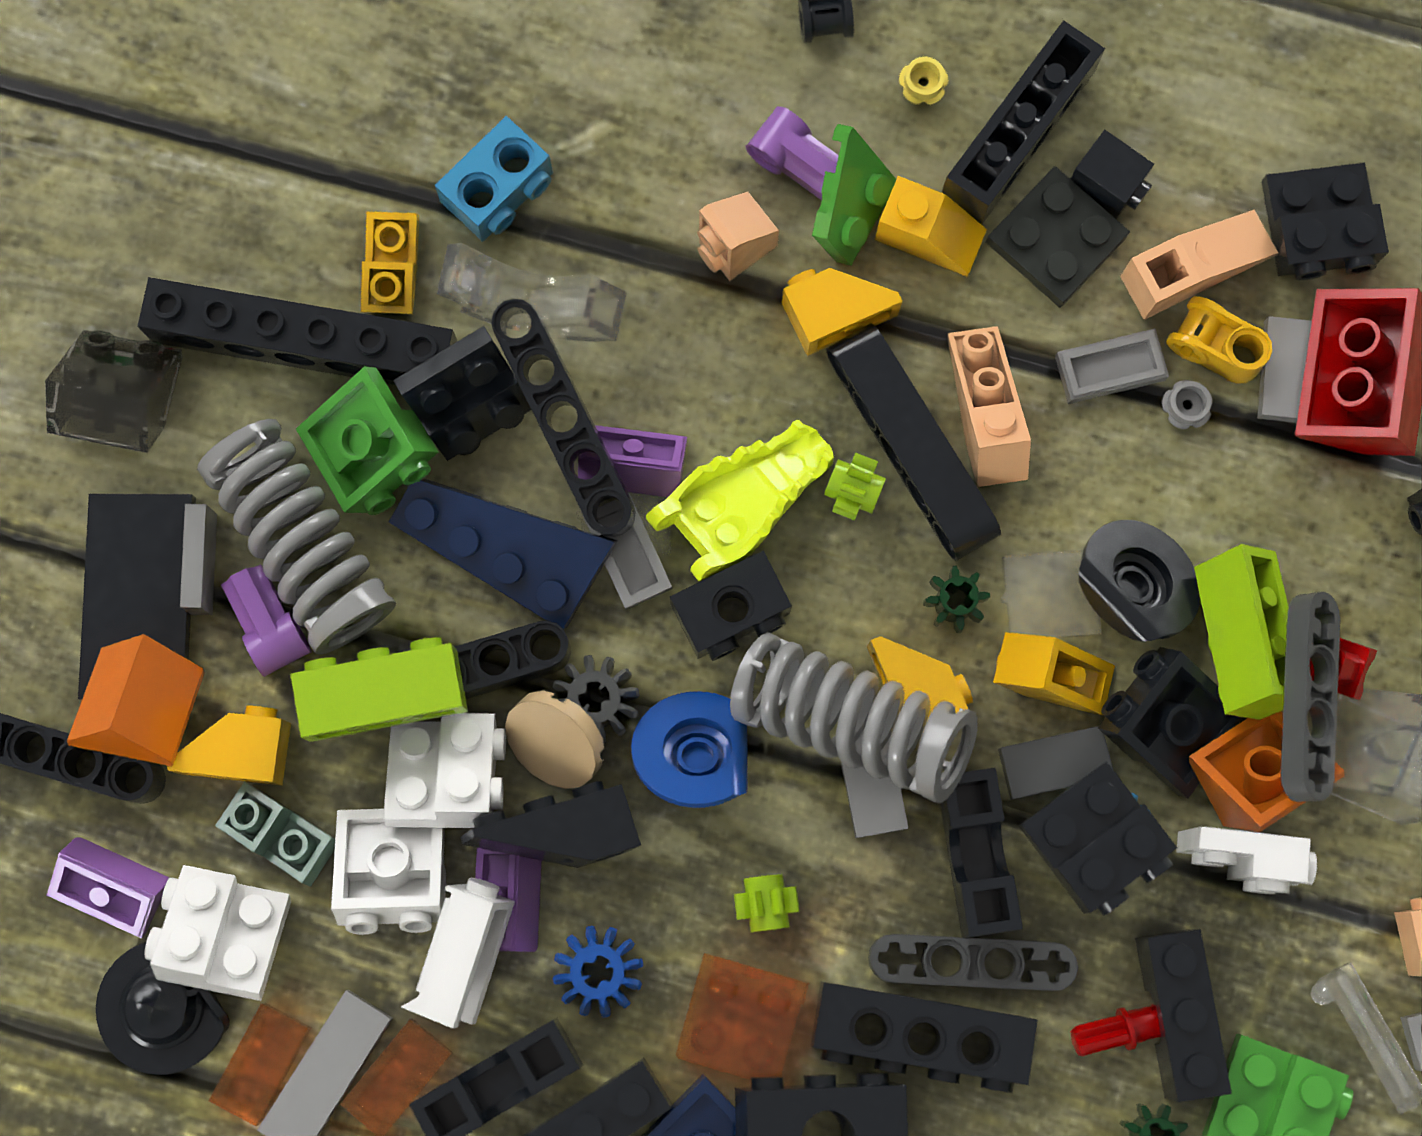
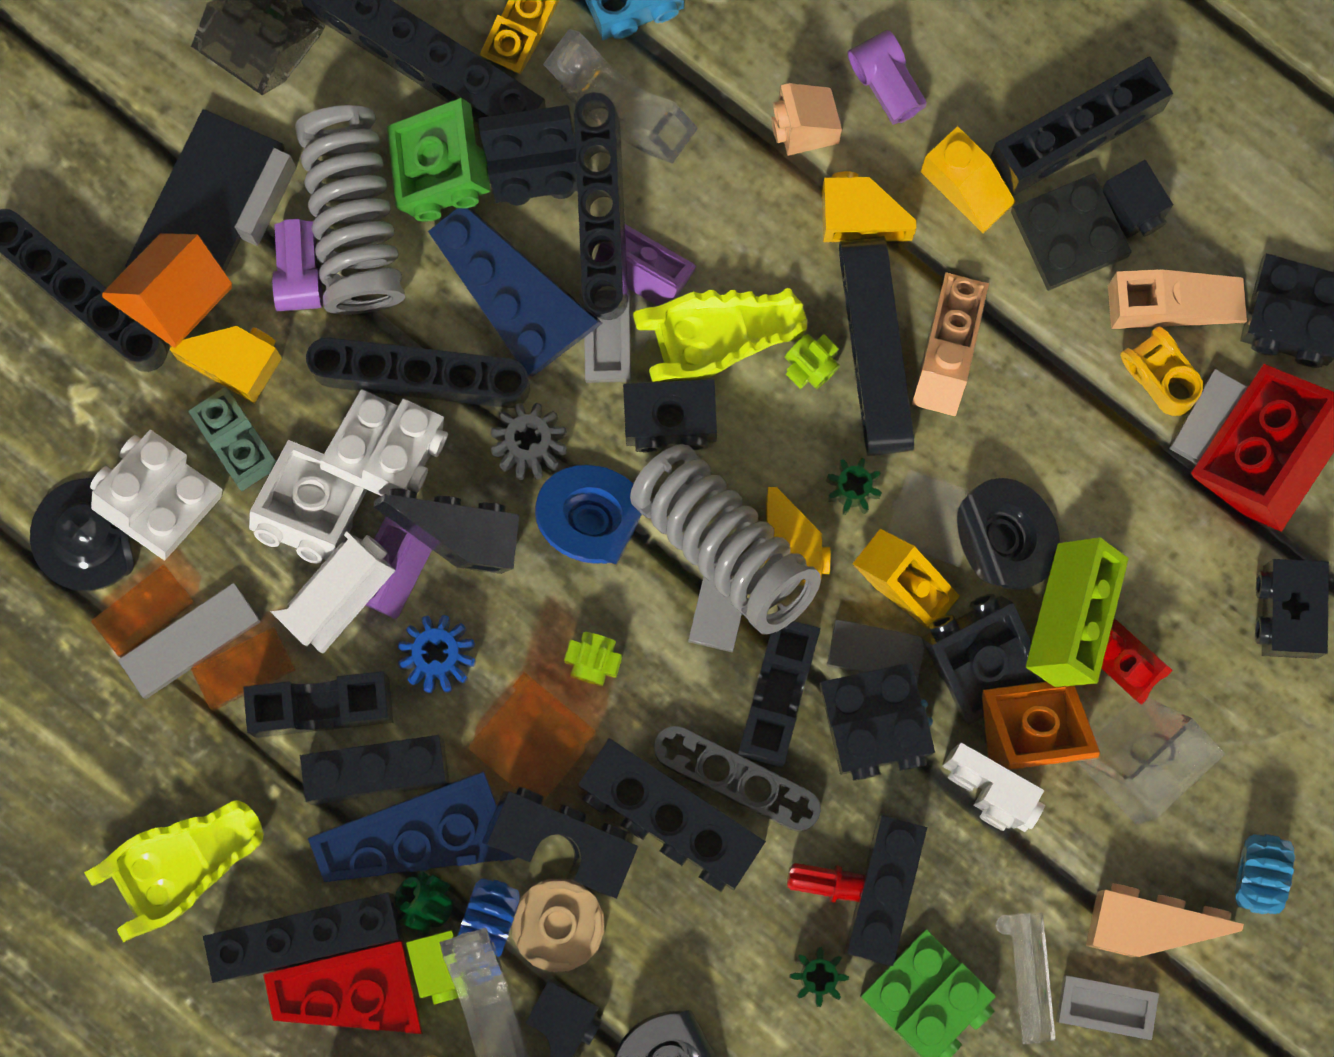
camera: 25 degrees right, 0 degrees up
(107, 886) = (84, 422): medium lavender slope -> none
(378, 690) = (360, 357): lime brick -> none
(554, 740) = (482, 457): tan tile -> none
(851, 197) = (913, 127): bright green wing -> none
(927, 69) = (1018, 48): light yellow plate -> none
(1111, 366) = (1067, 355): light grey tile -> none
(1194, 393) = (1125, 406): light grey plate -> none
(1308, 758) = (1102, 683): dark grey beam -> none

